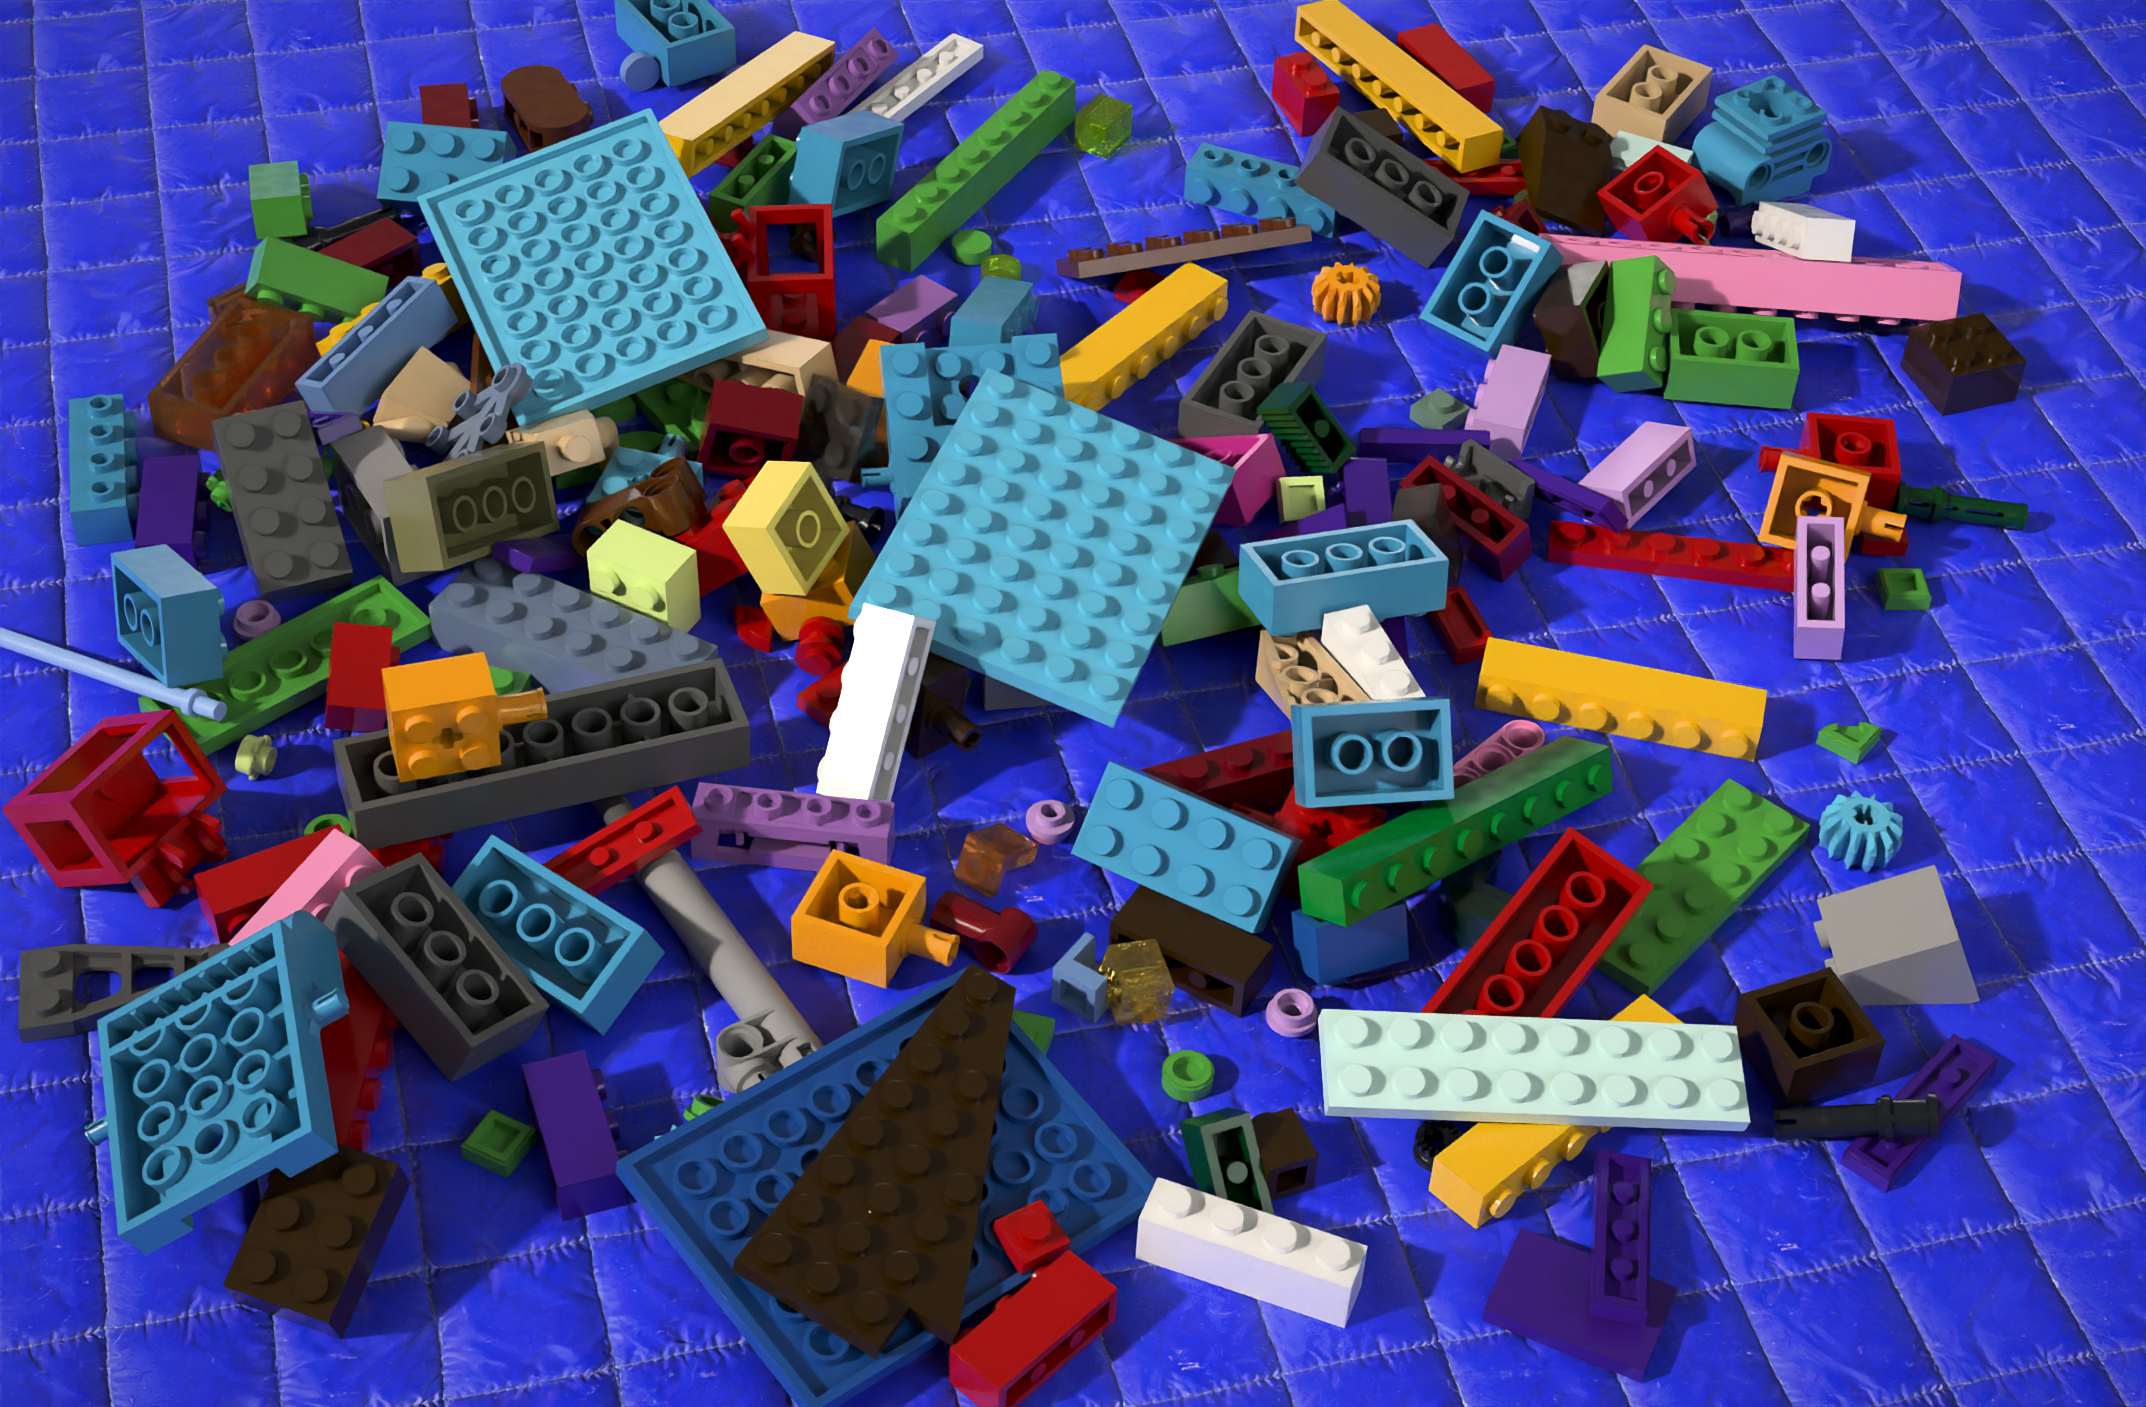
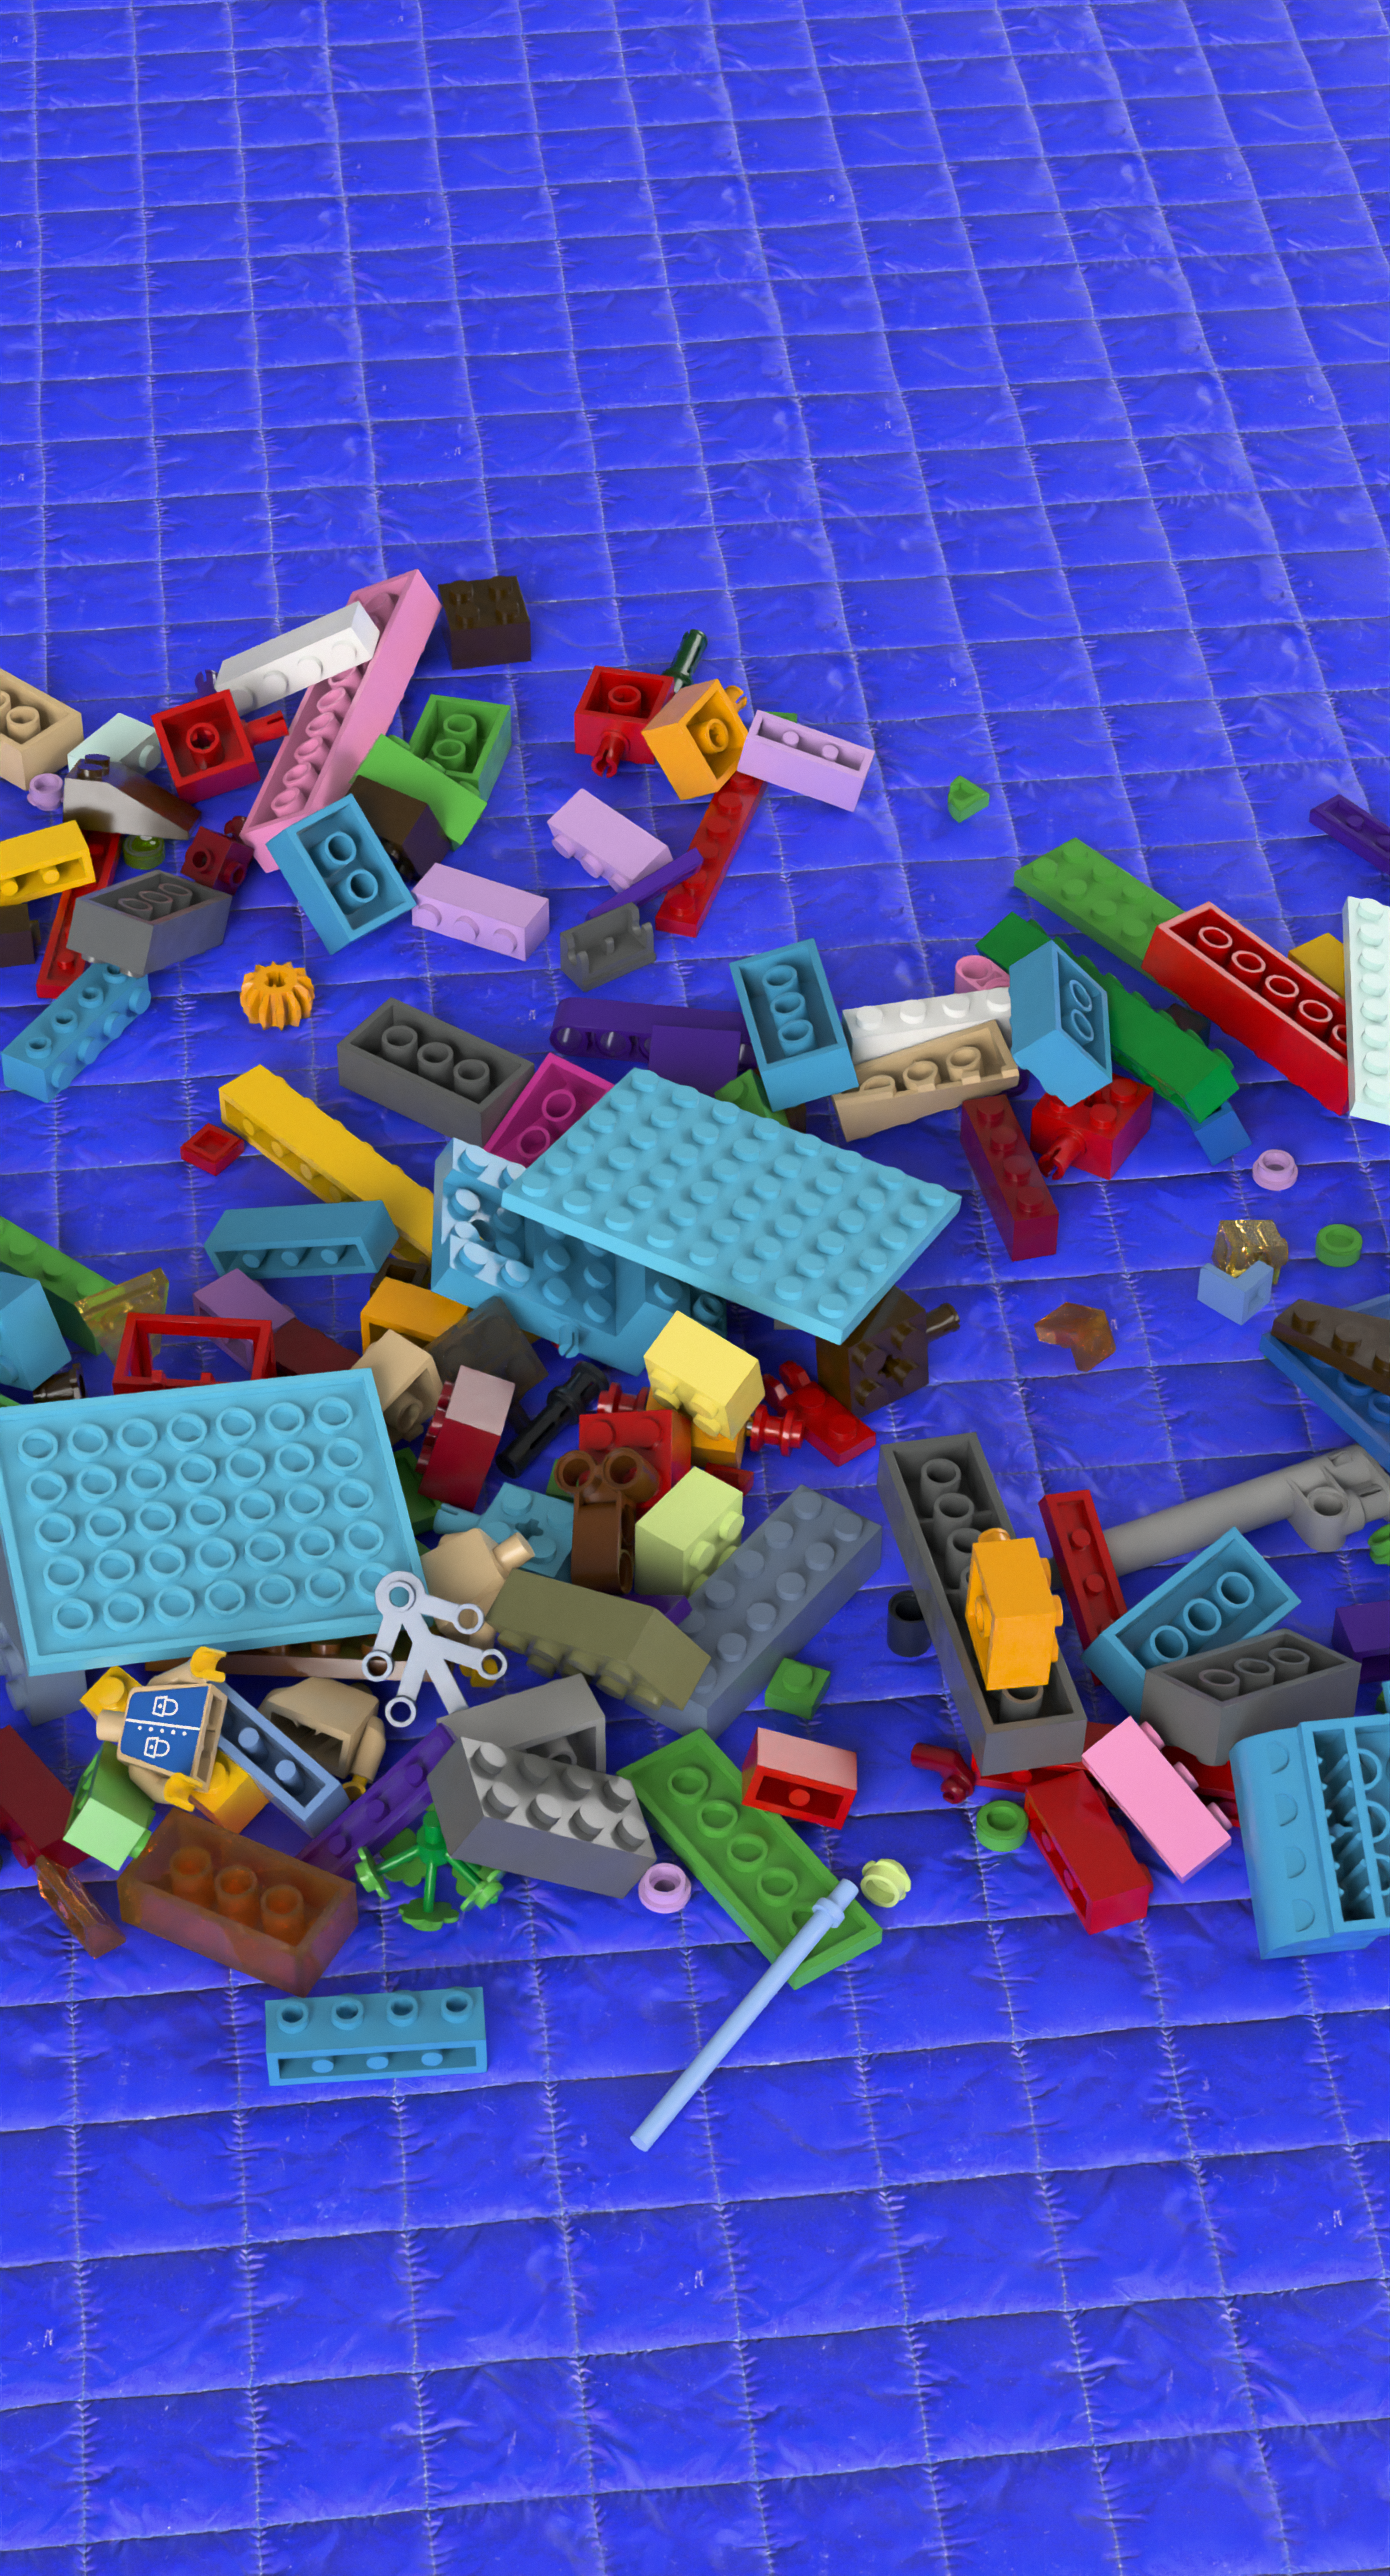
camera: 80 degrees left, 0 degrees up
(50, 983) = (1203, 2044): dark grey plate -> none
(110, 818) = (1004, 1949): red piece -> none
(168, 615) = (712, 1919): dark azure brick -> none
(174, 506) = (509, 1960): dark purple brick -> none
(349, 286) = (171, 1730): none -> torso
(789, 827) = (1043, 1452): medium lavender brick -> none
(855, 225) = (108, 1309): none -> clear yellow wing
(866, 920) = (1170, 1416): light orange brick -> none
(875, 704) = (937, 1352): white brick -> none
(971, 247) = (110, 1265): bright green tile -> none
(993, 936) = (1176, 1342): dark red piece -> none
(1001, 266) = (158, 1250): clear neon green tile -> none
(1050, 821) = (1027, 1297): lavender plate -> none
(1186, 847) = (1115, 1184): dark azure brick -> none
(1194, 245) = (181, 1099): reddish brown plate -> none
(1198, 949) = (1185, 1231): dark brown brick -> none
(1299, 497) = (602, 1063): yellowish green plate -> none
(1306, 428) = (538, 1028): dark green brick -> none
(1416, 444) = (537, 979): dark purple tile -> none
(1431, 513) = (703, 975): clear smoke brick -> none
(1439, 411) = (471, 966): sand green plate -> none
(1485, 528) = (665, 959): dark red brick -> none
(1621, 699) = (912, 914): yellow brick -> none
(1763, 143) = (129, 657): dark azure piece -> none
(1807, 1038) = (1323, 870): dark brown brick -> none
(1861, 831) = (1088, 809): medium azure gear -> none
(1896, 942) = (1226, 808): light grey slope -> none

